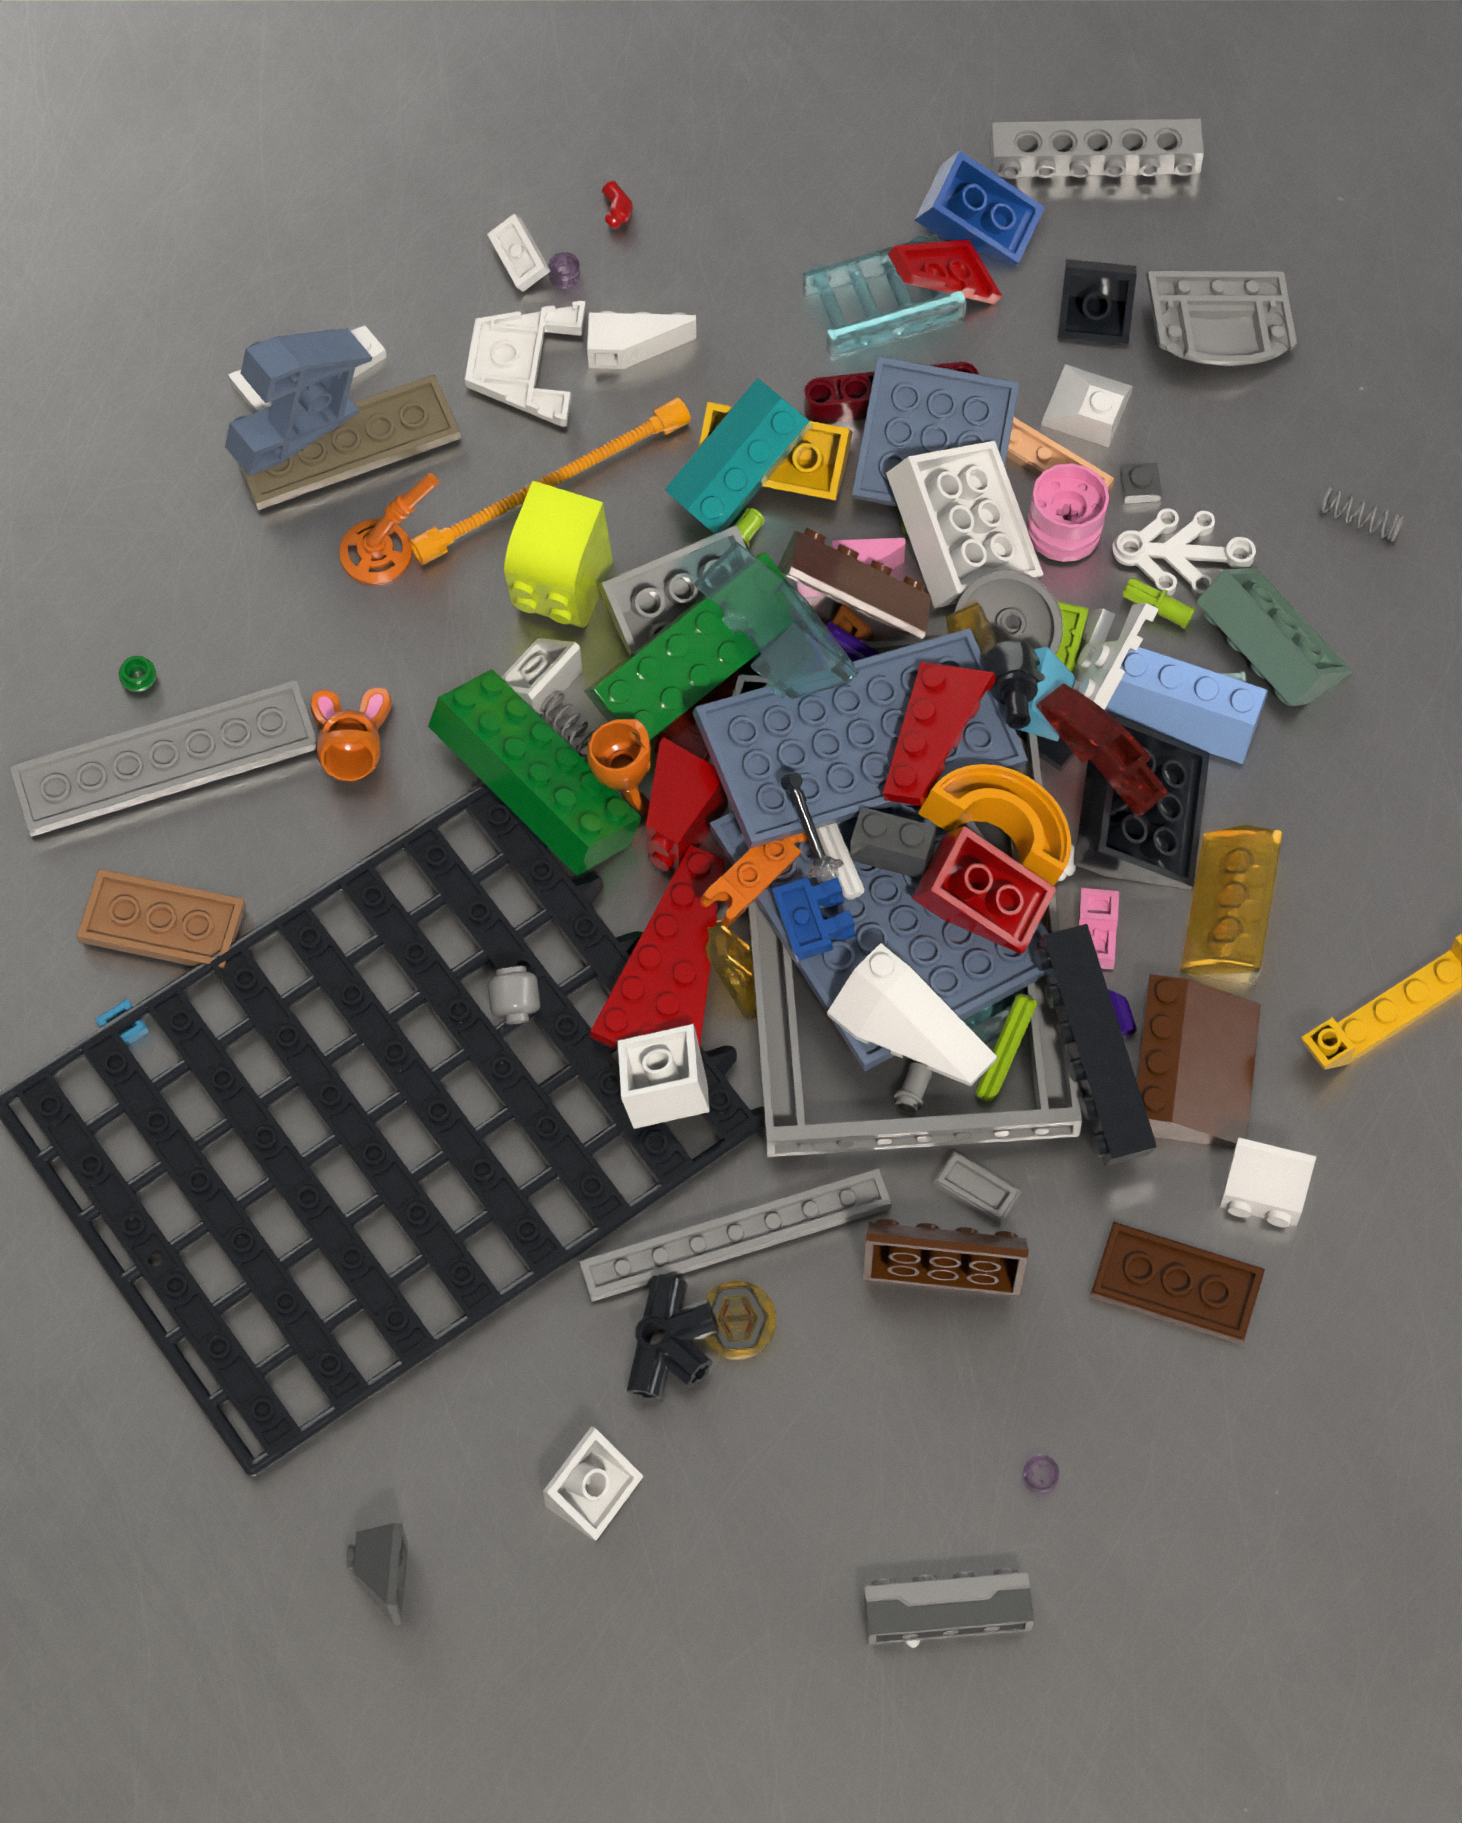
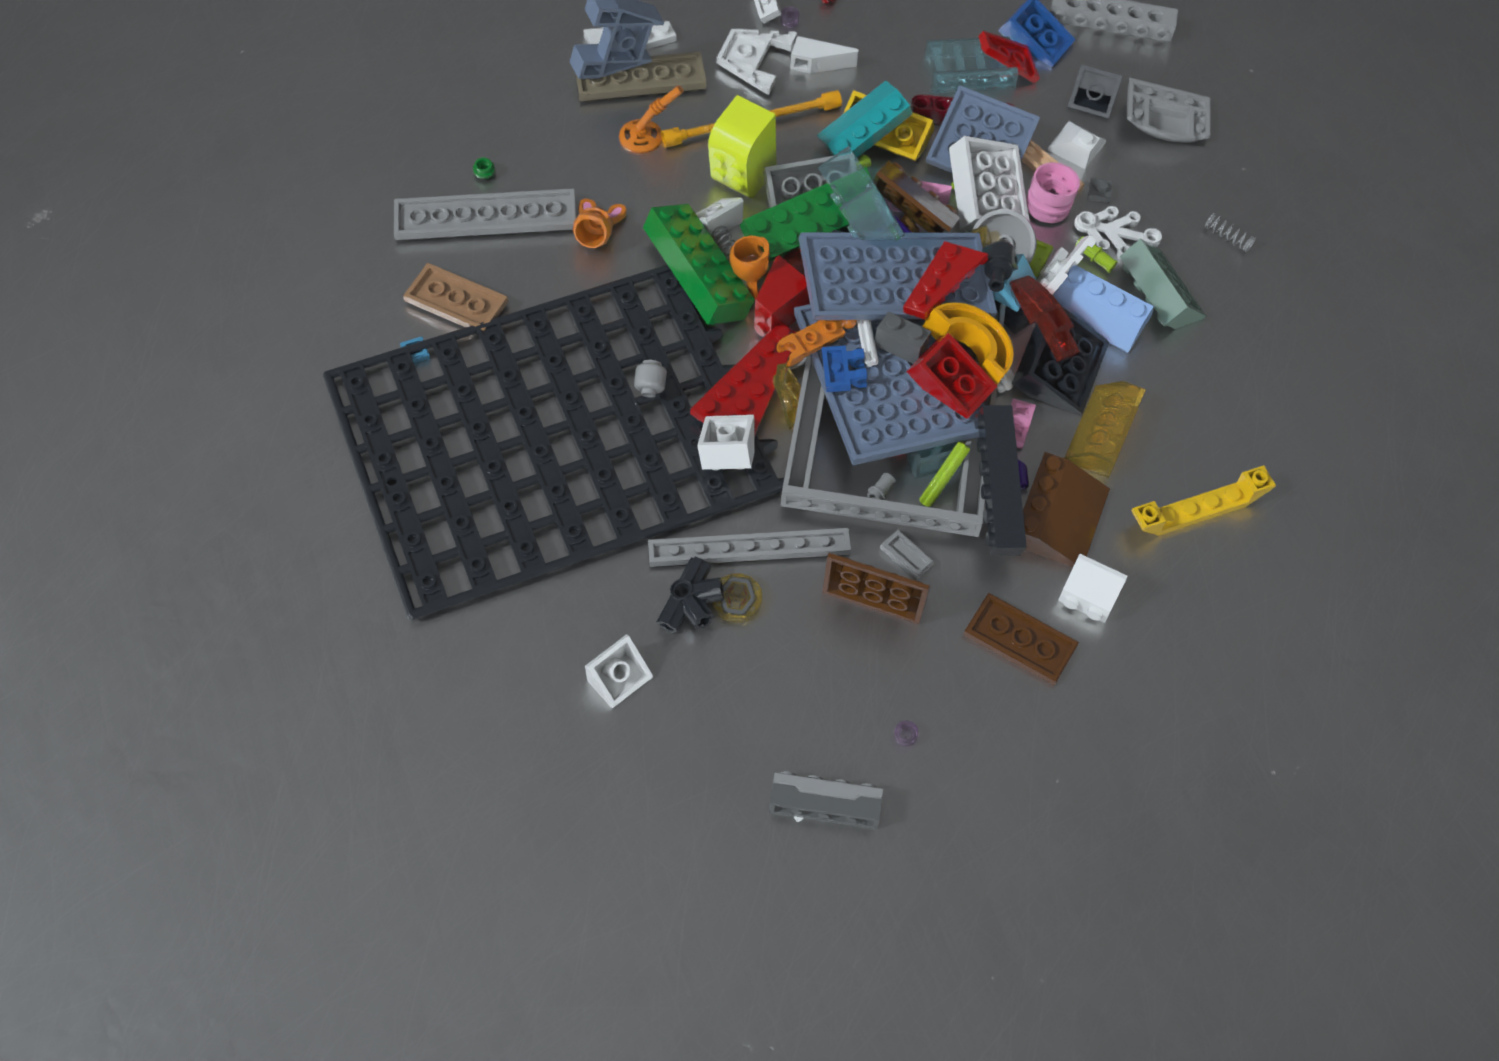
camera: 10 degrees right, 5 degrees down
(381, 1567) = (473, 690): dark grey slope -> none
(823, 867) = (856, 341): black piece -> none
(899, 1011) = (883, 432): white wedge -> none

